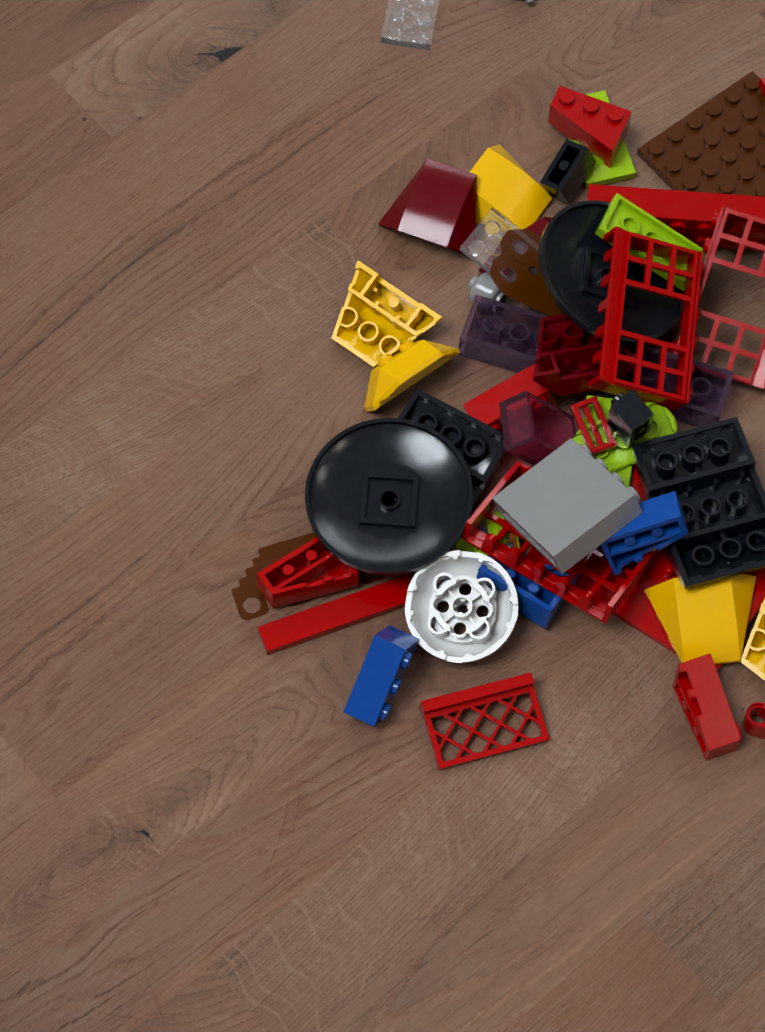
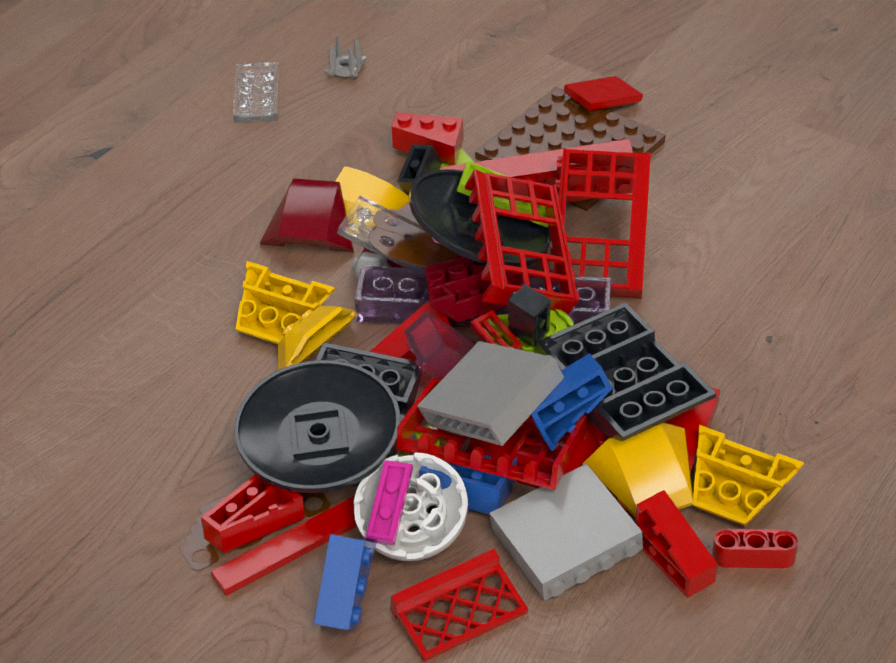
camera: 10 degrees left, 20 degrees down
(441, 601) = (389, 502): none -> dark pink tile
(608, 667) = (566, 532): none -> light grey brick

